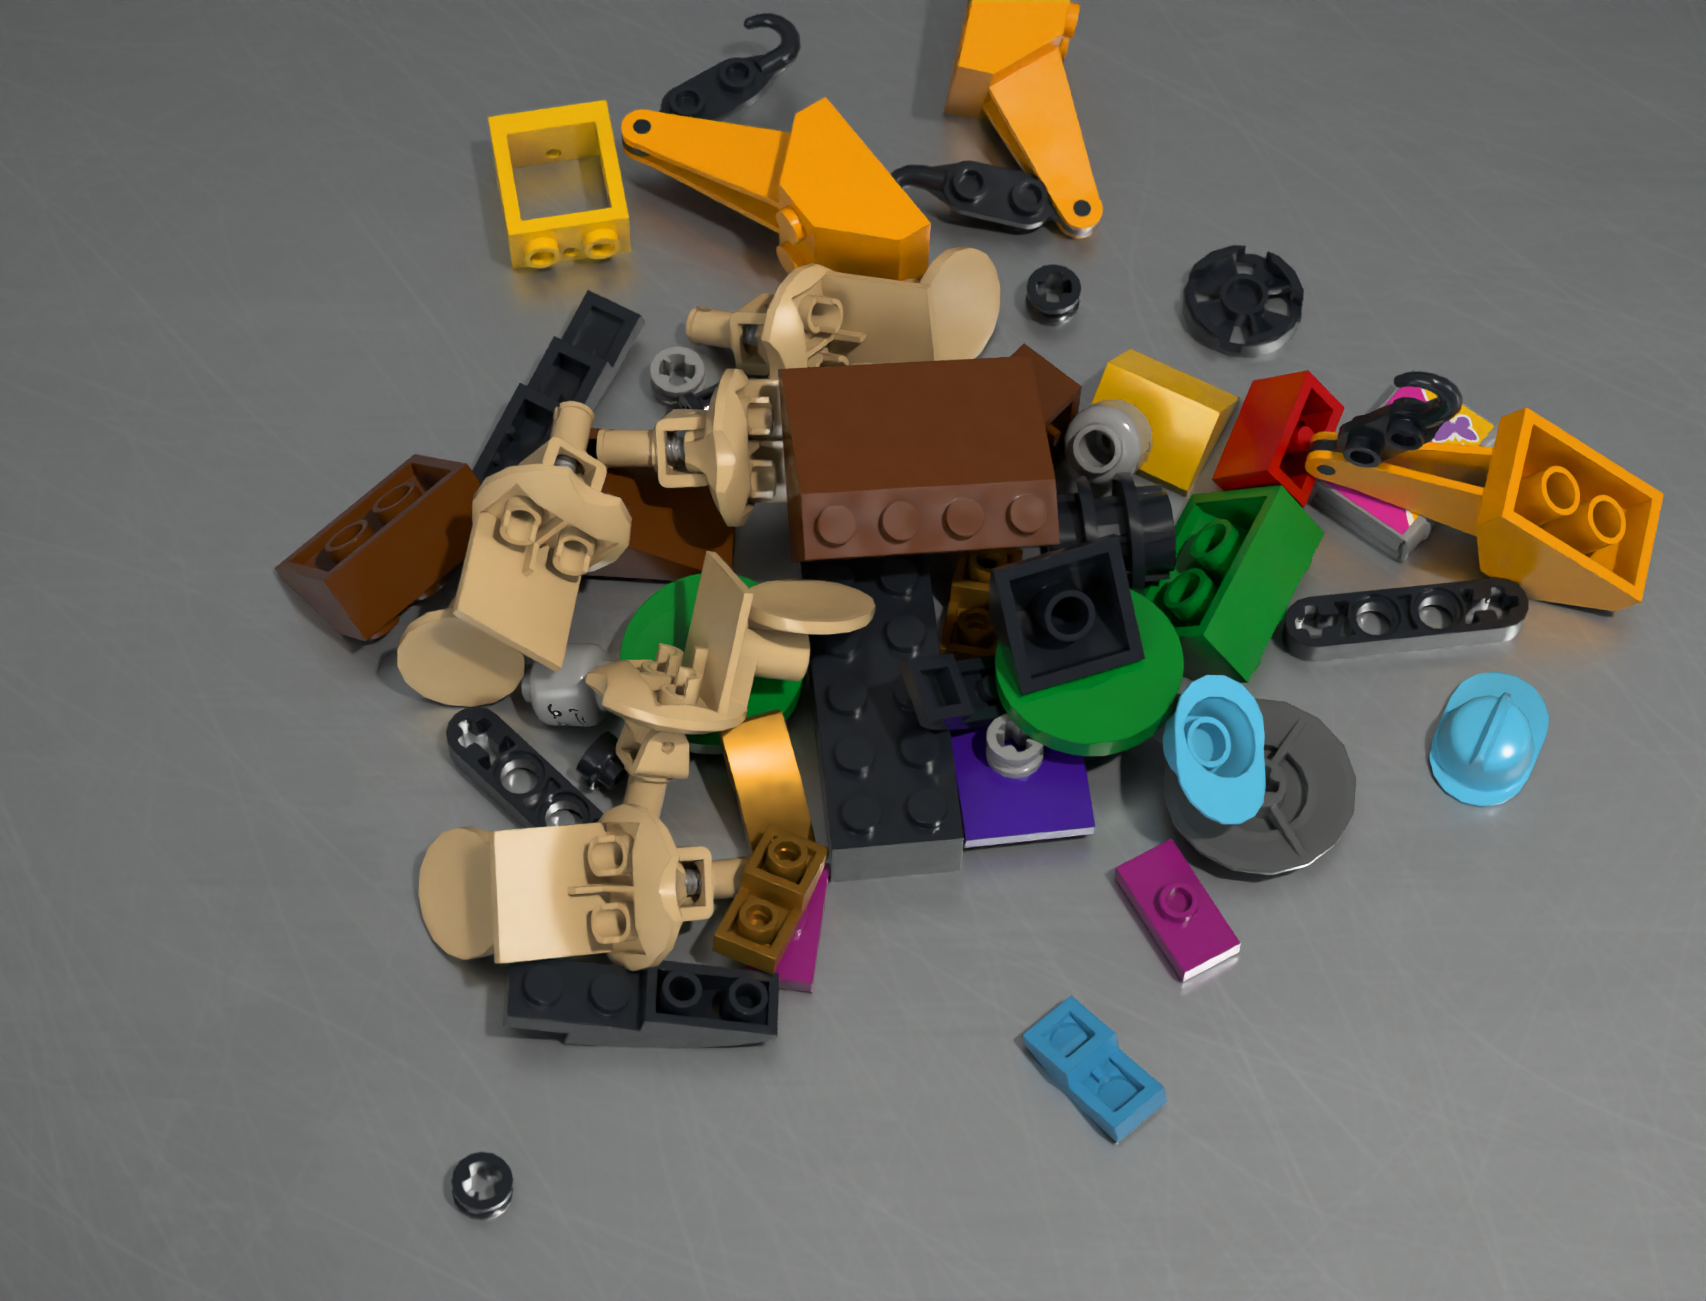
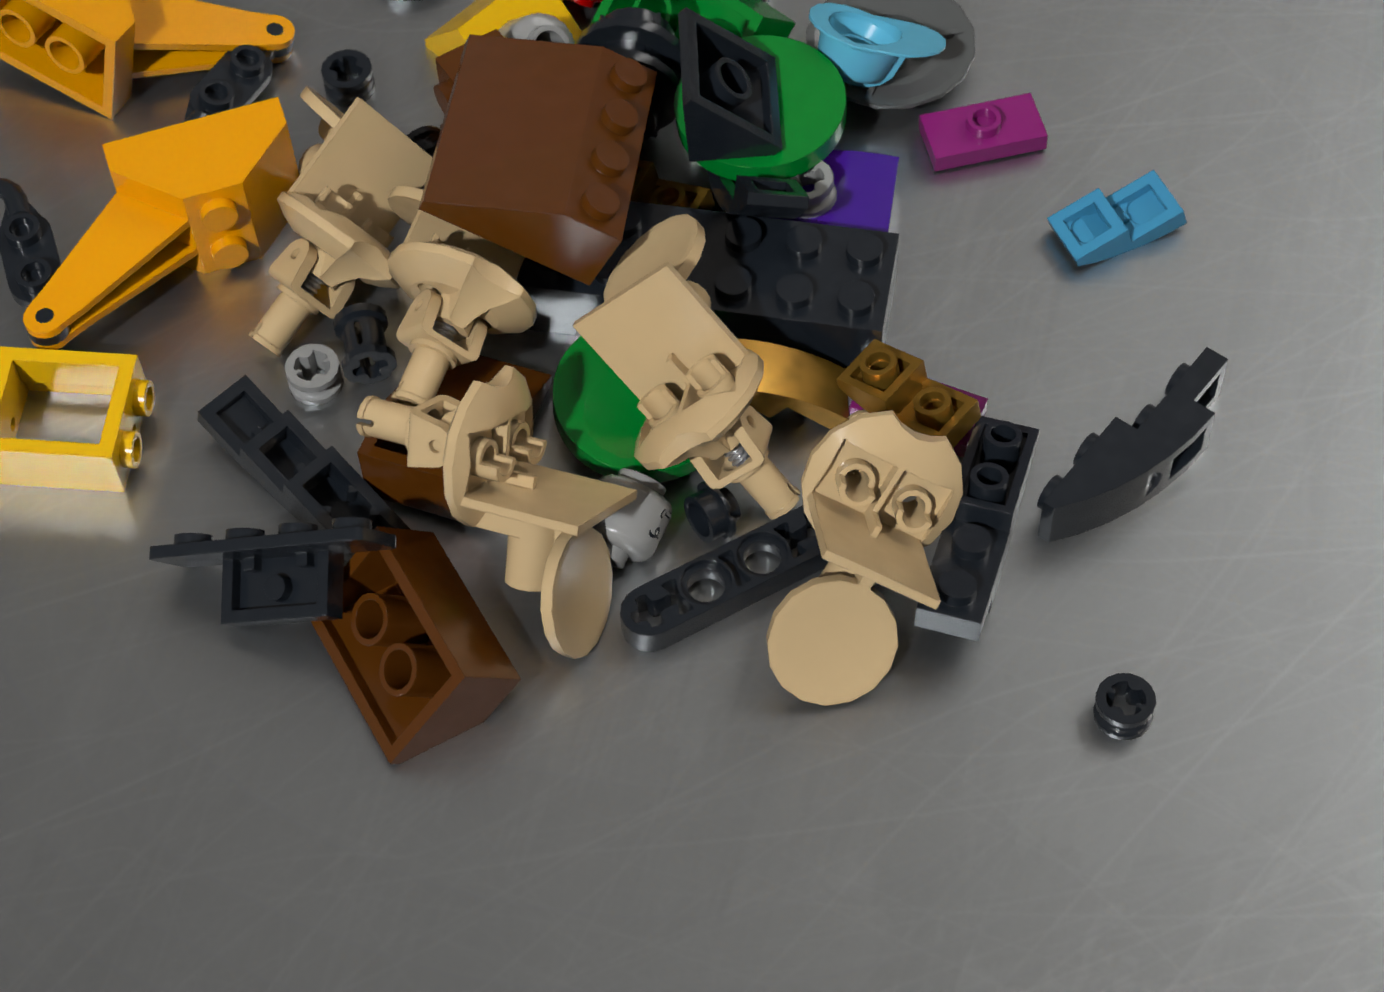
camera: 70 degrees left, 5 degrees down
(422, 407) = (281, 574): none -> black bracket
(757, 1132) = (1136, 461): none -> black slope

